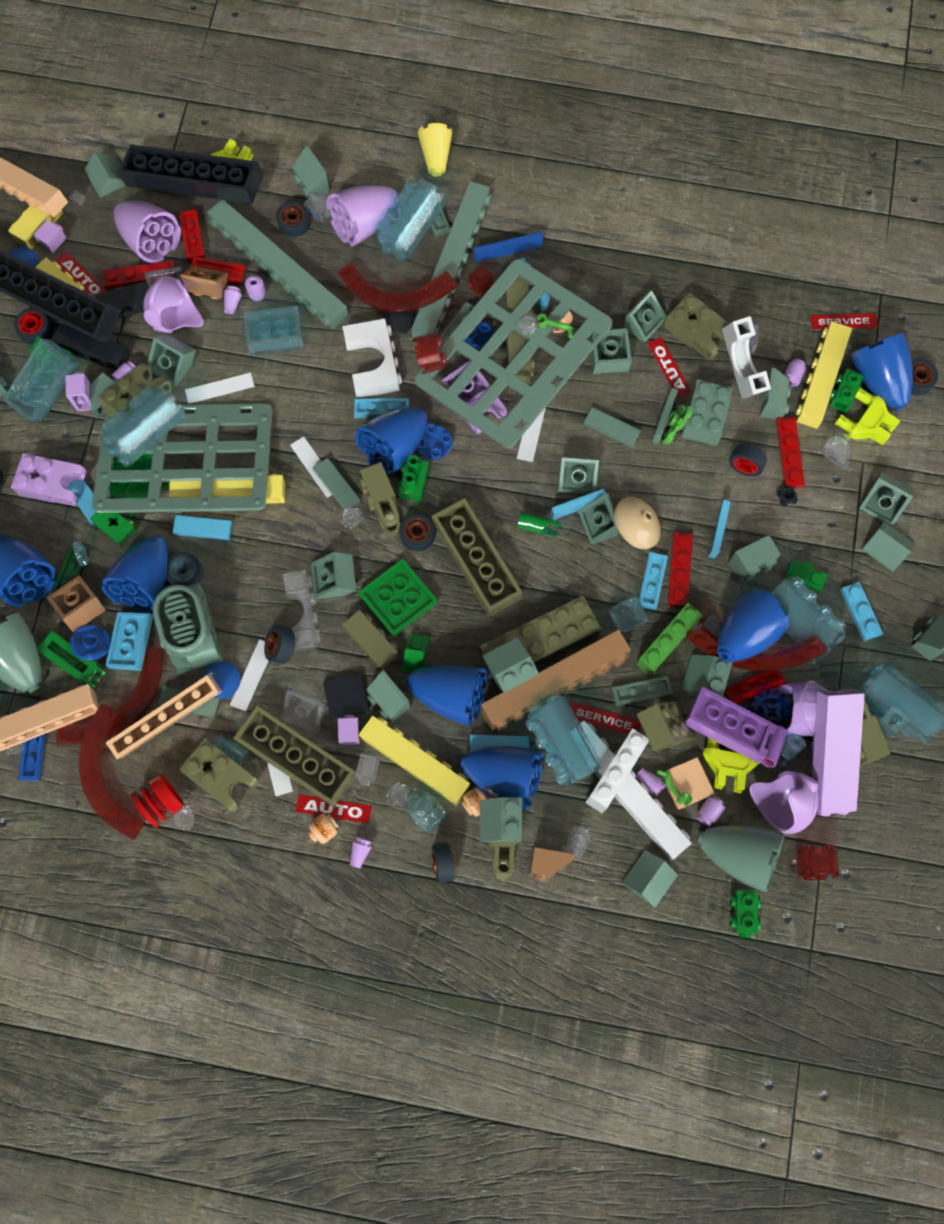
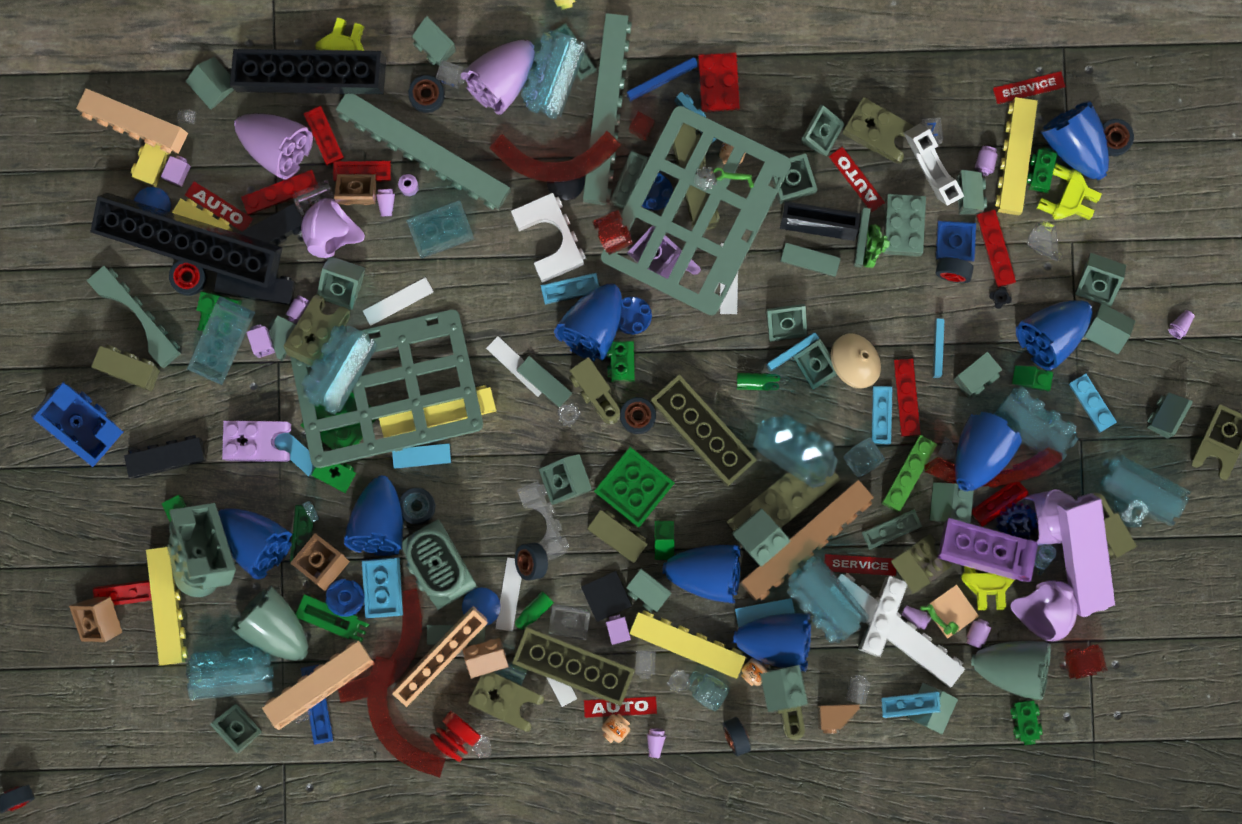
camera: 10 degrees left, 10 degrees up
(208, 726) = (485, 657): none -> slope
(270, 694) = (534, 610): none -> green piece
(560, 259) = (719, 82): none -> red plate
(562, 589) = (799, 453): none -> clear light blue brick
(628, 392) = (819, 221): none -> black brick
(629, 868) = (910, 704): none -> medium azure tile
(753, 433) = (956, 240): none -> blue tile
(834, 535) = (1054, 332): none -> blue cylinder

